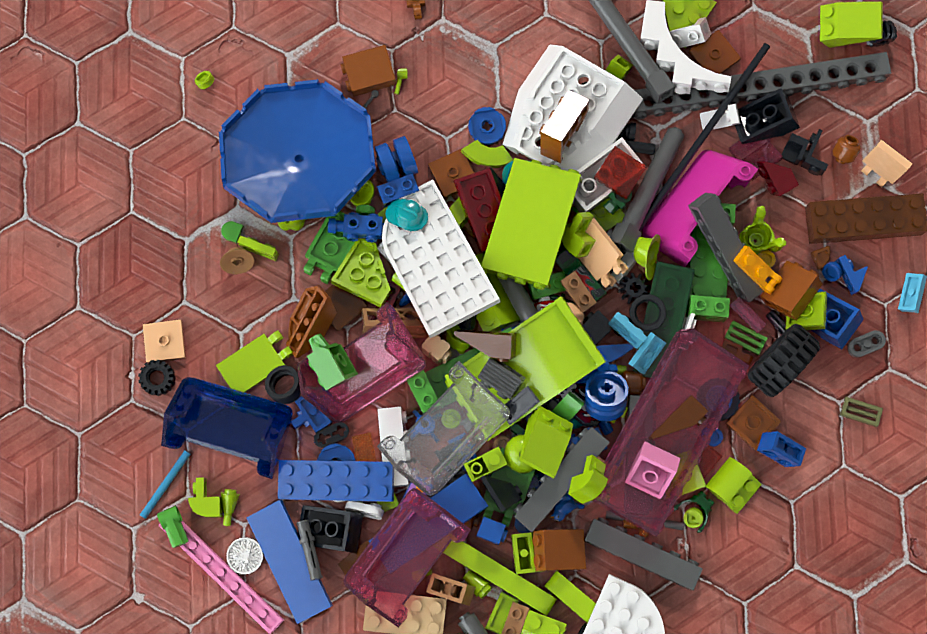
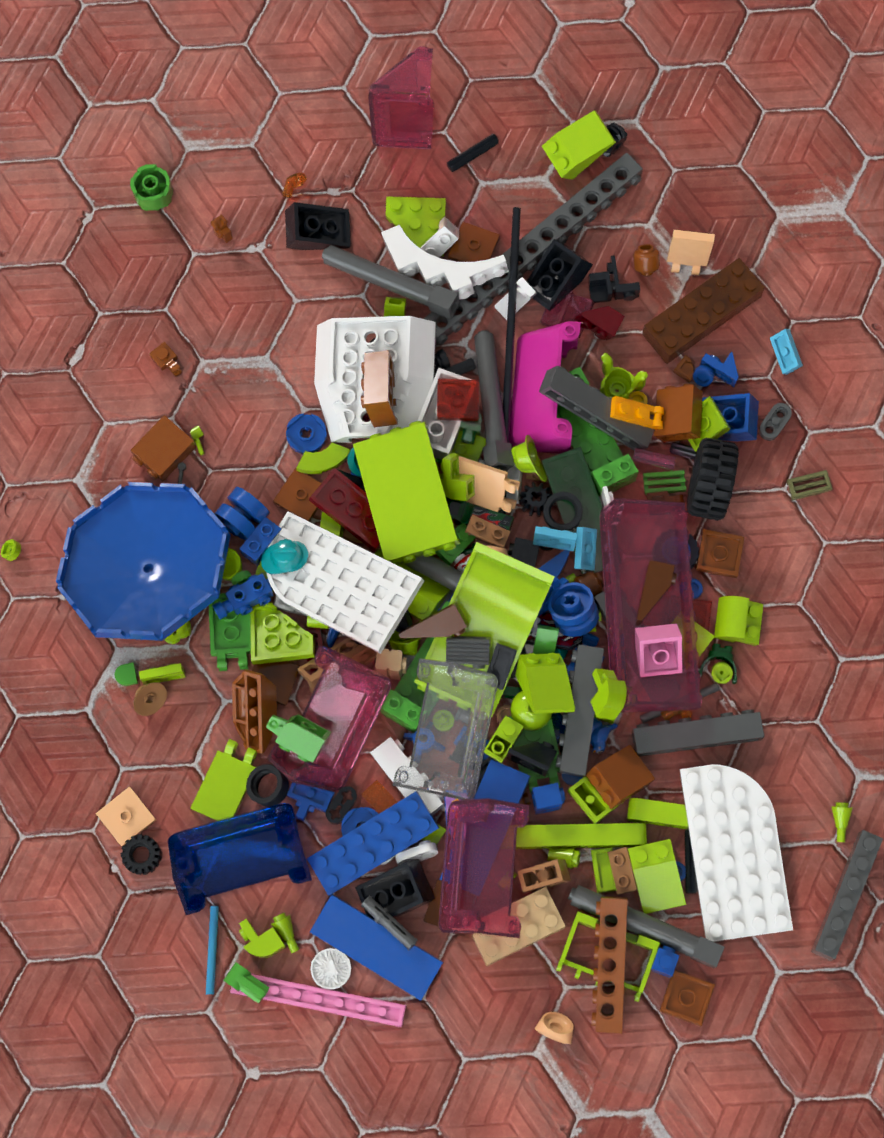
camera: 30 degrees left, 5 degrees down
(781, 449) = (761, 560): blue brick -> none

